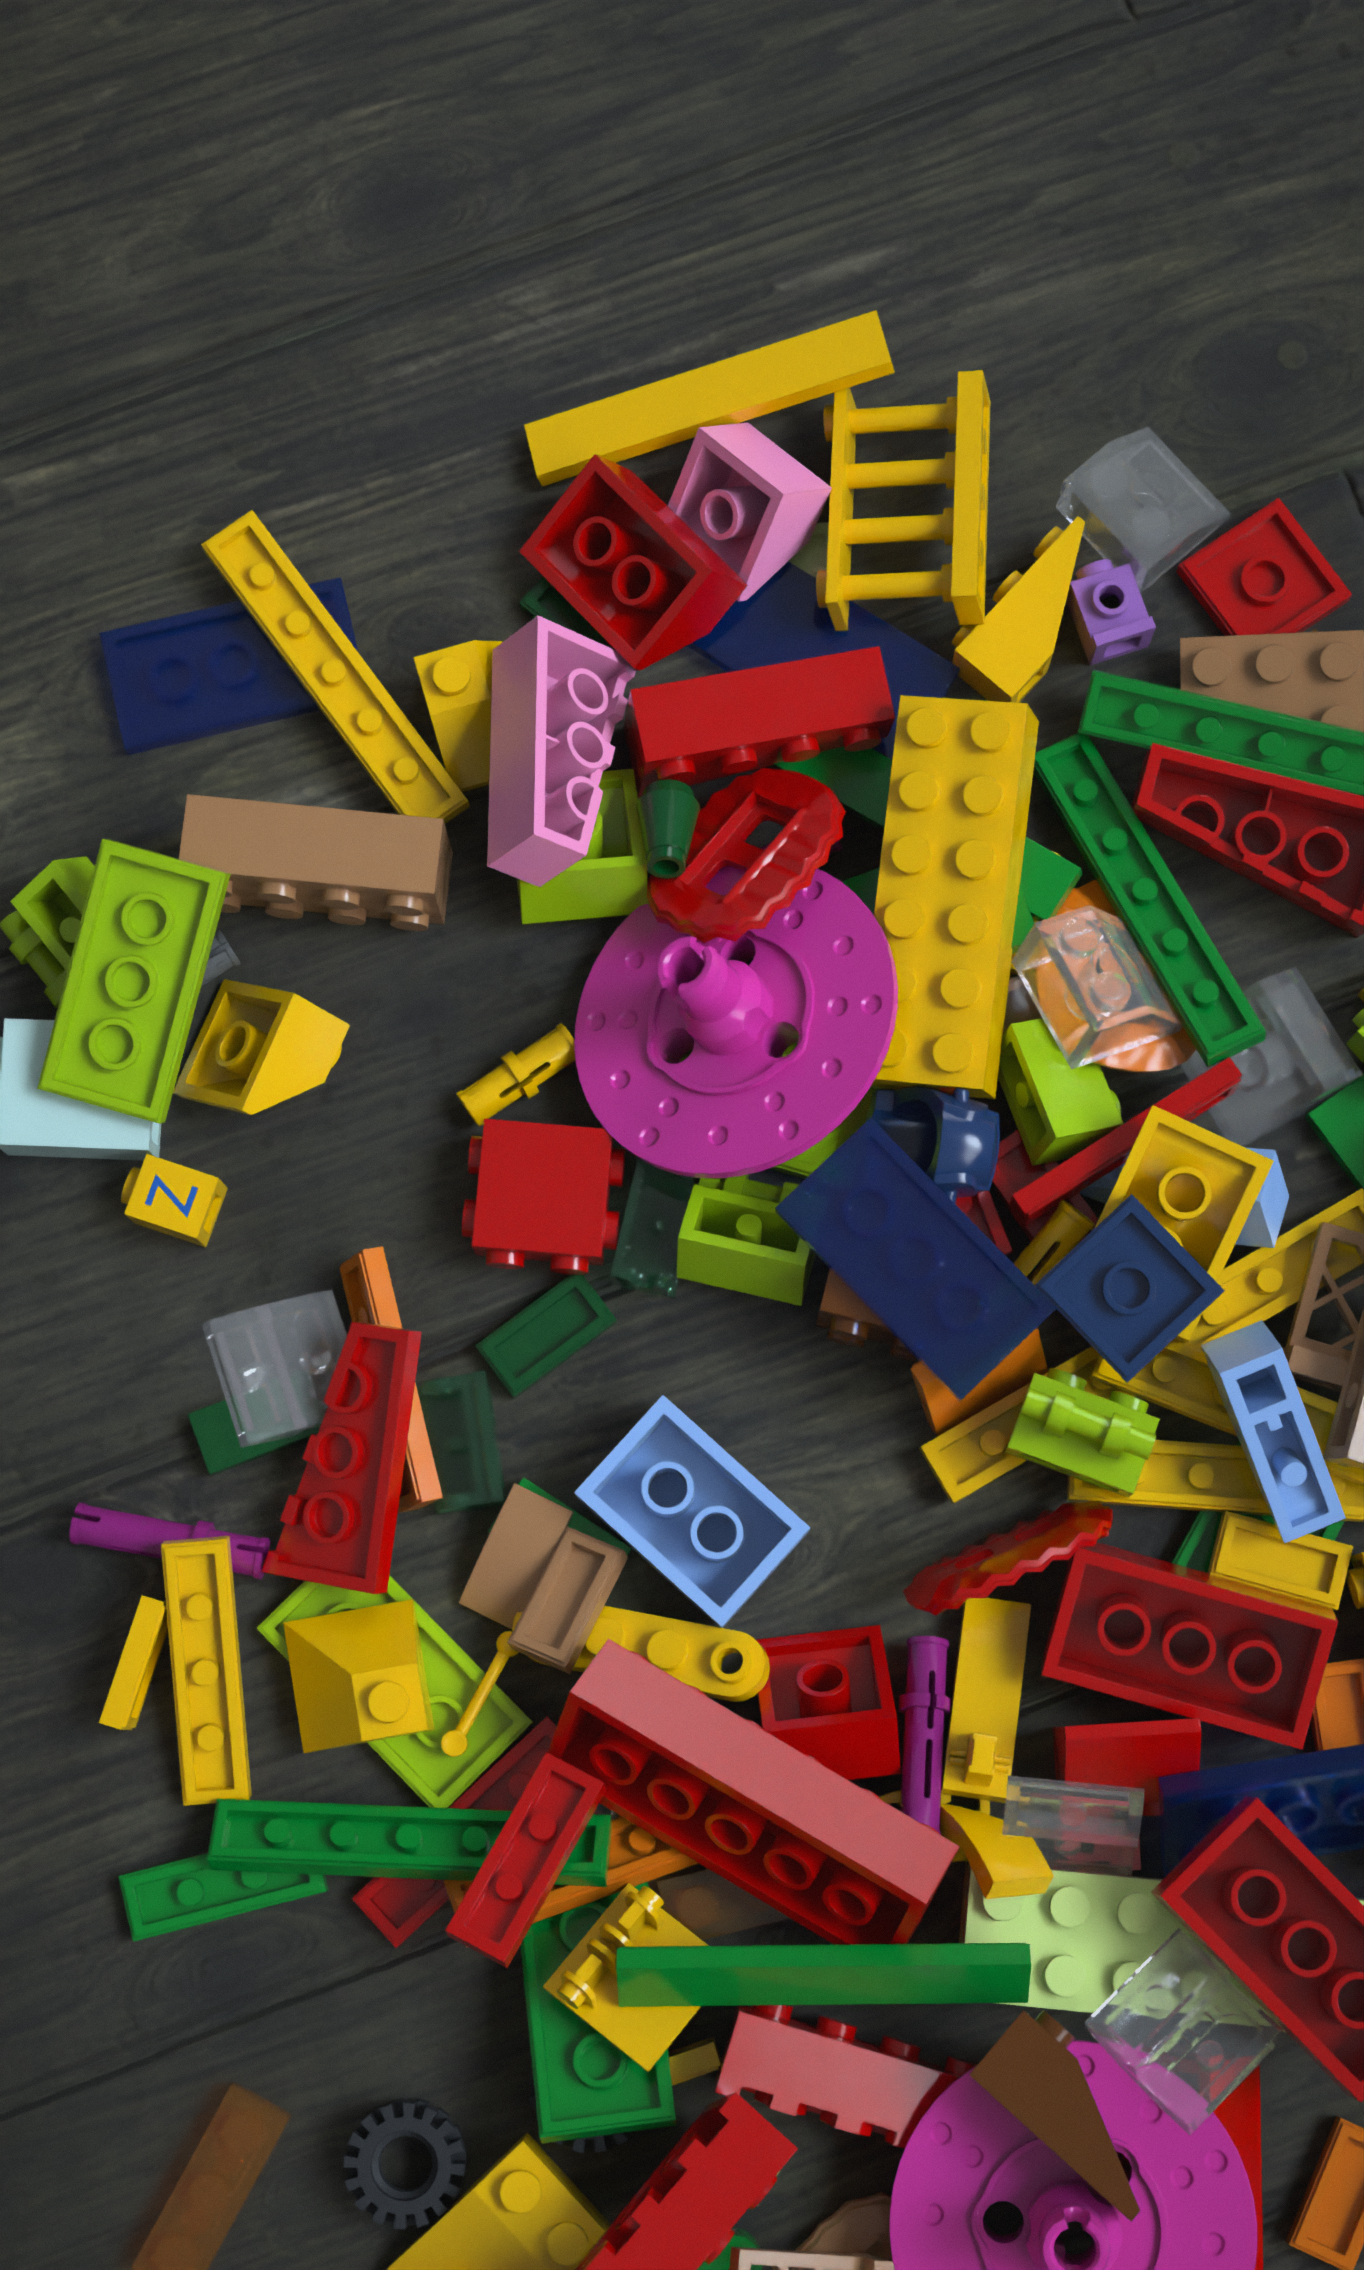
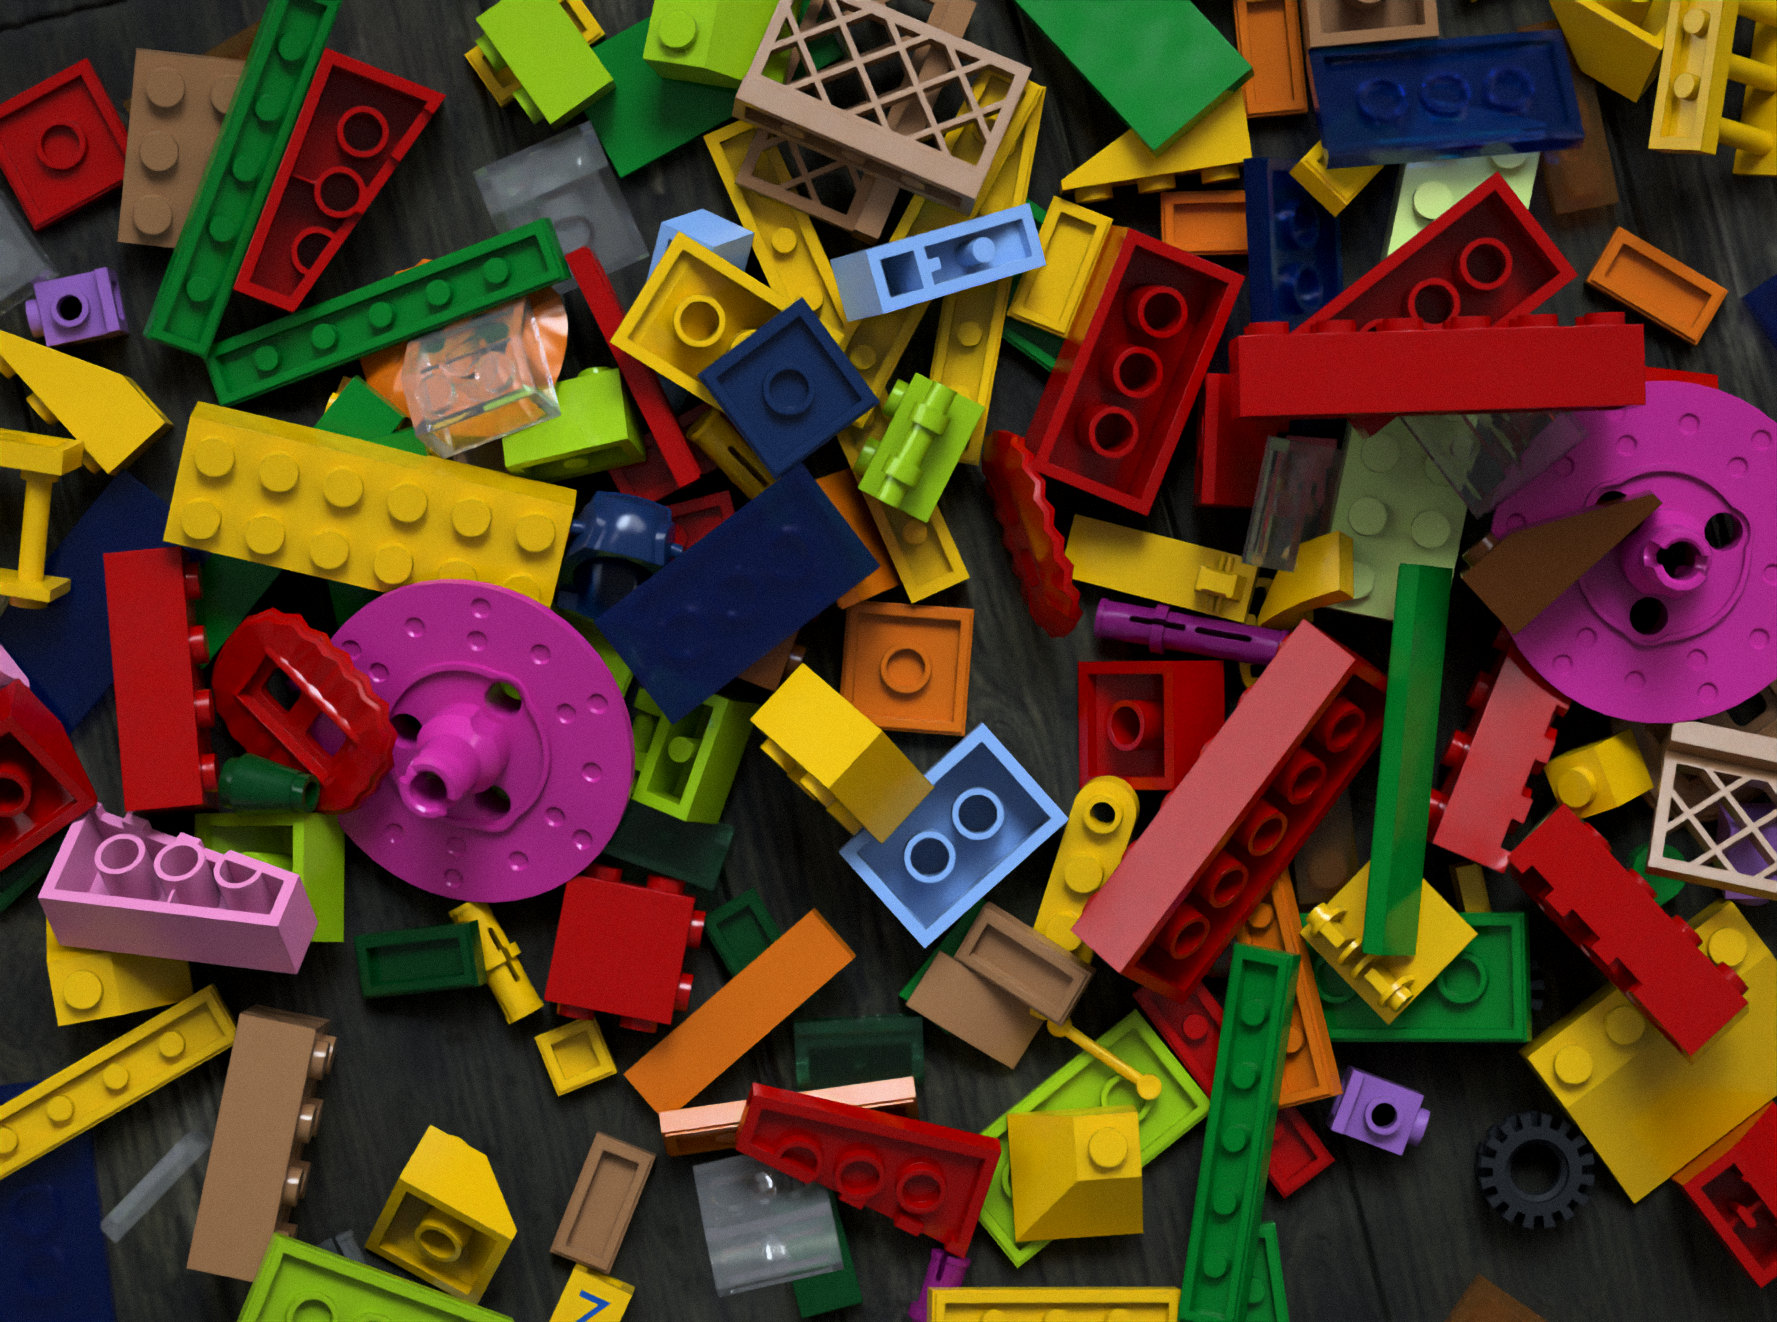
camera: 90 degrees left, 10 degrees up
(262, 766) = (155, 1185): none -> clear tile
(287, 1206) = (603, 1202): none -> medium nougat tile
(432, 1163) = (576, 1054): none -> yellow tile
(449, 1961) = (1361, 1094): none -> medium lavender brick
(489, 1319) = (740, 1014): none -> orange tile
(512, 1000) = (420, 959): none -> dark green tile
(526, 1860) = (1269, 1029): red plate -> none
(761, 1382) = (839, 756): none -> yellow brick
(827, 2188) = (1599, 774): none -> yellow brick
(854, 1450) = (908, 665): none -> orange tile
(1246, 1959) = (1437, 372): none -> red brick

